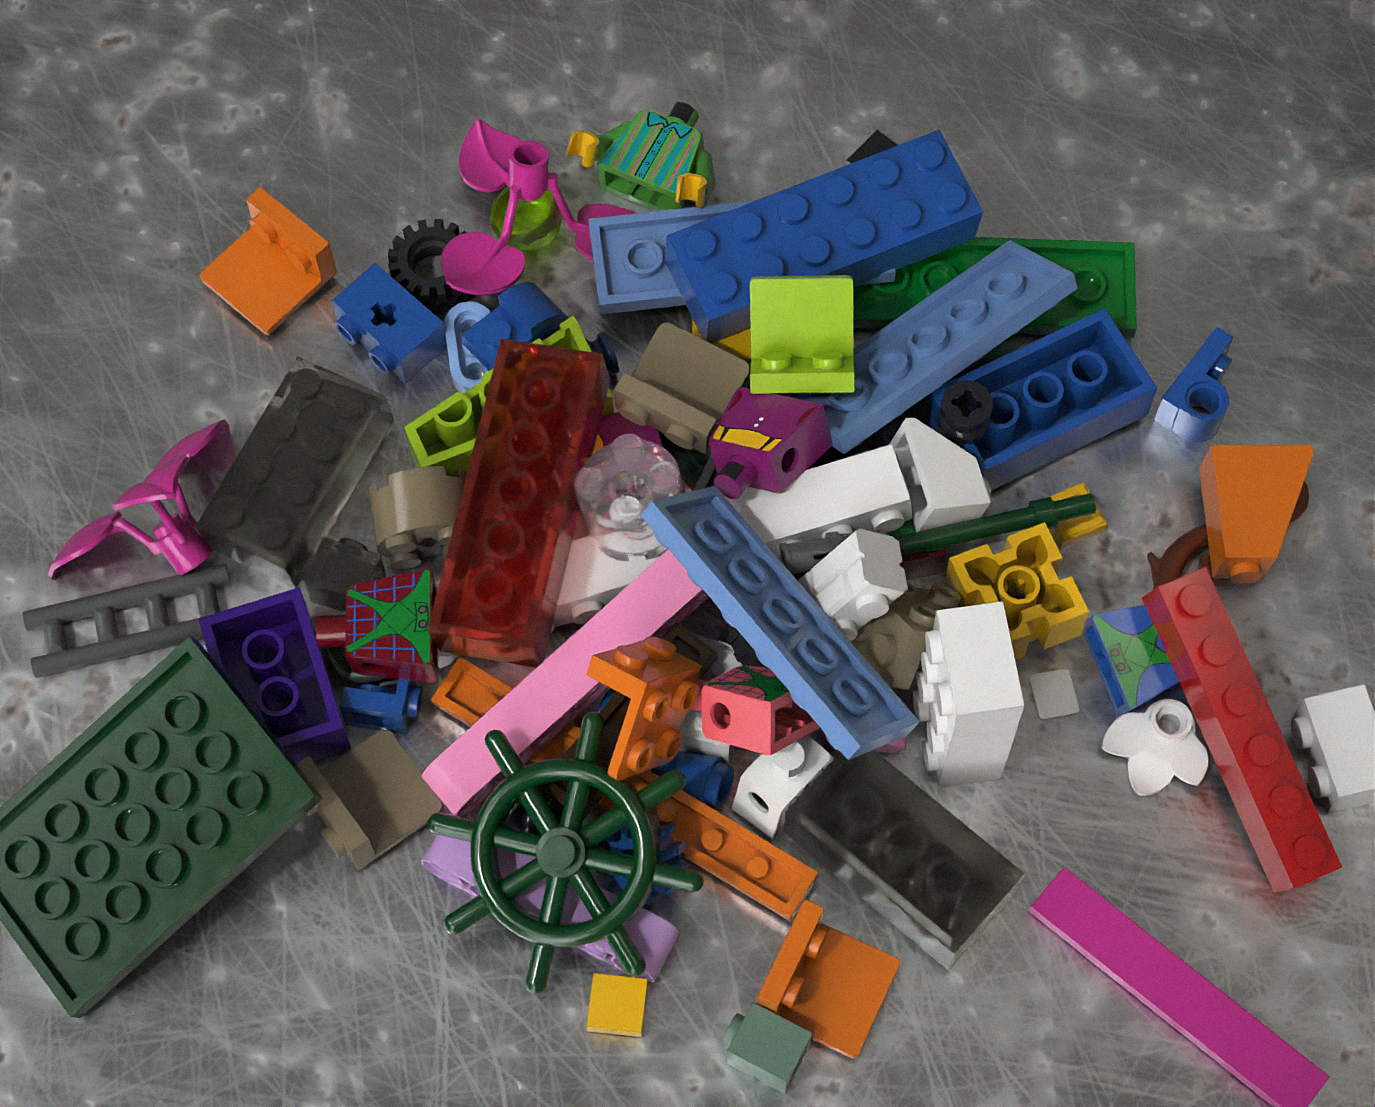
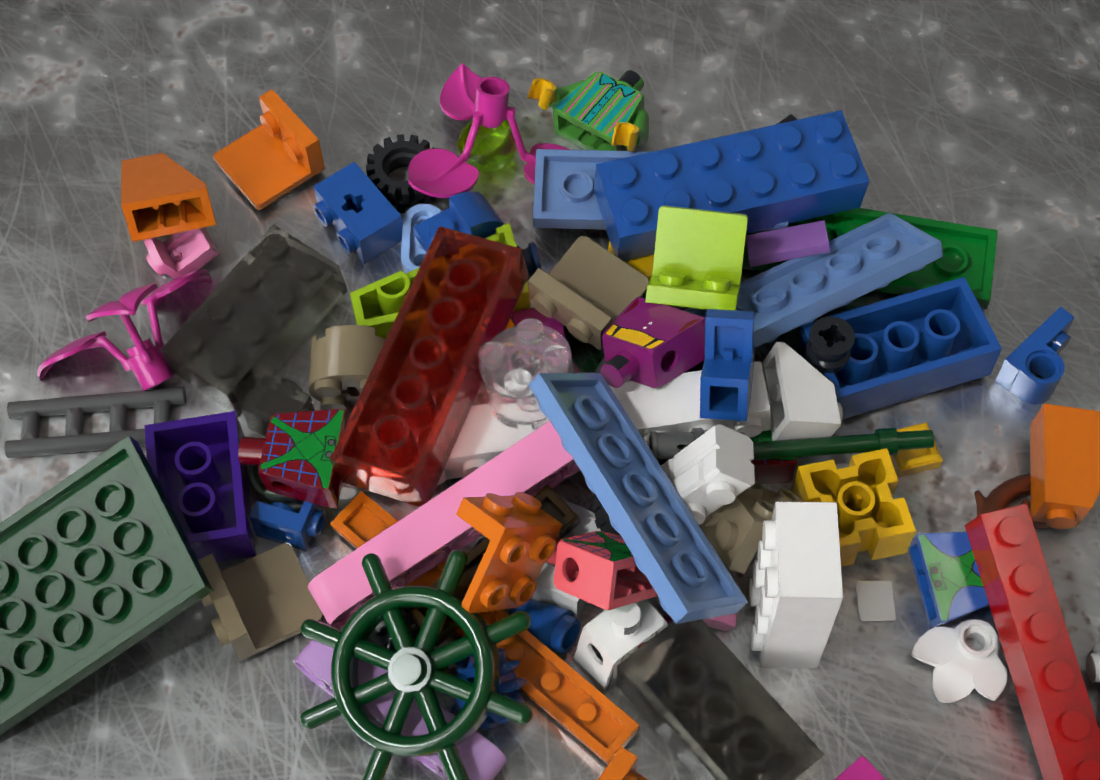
camera: 10 degrees right, 5 degrees down
(156, 339) = (162, 198): none -> orange slope
(189, 400) = (181, 252): none -> bright pink bracket
(857, 457) = (727, 365): none -> blue brick
(898, 294) = (787, 243): none -> medium lavender piece

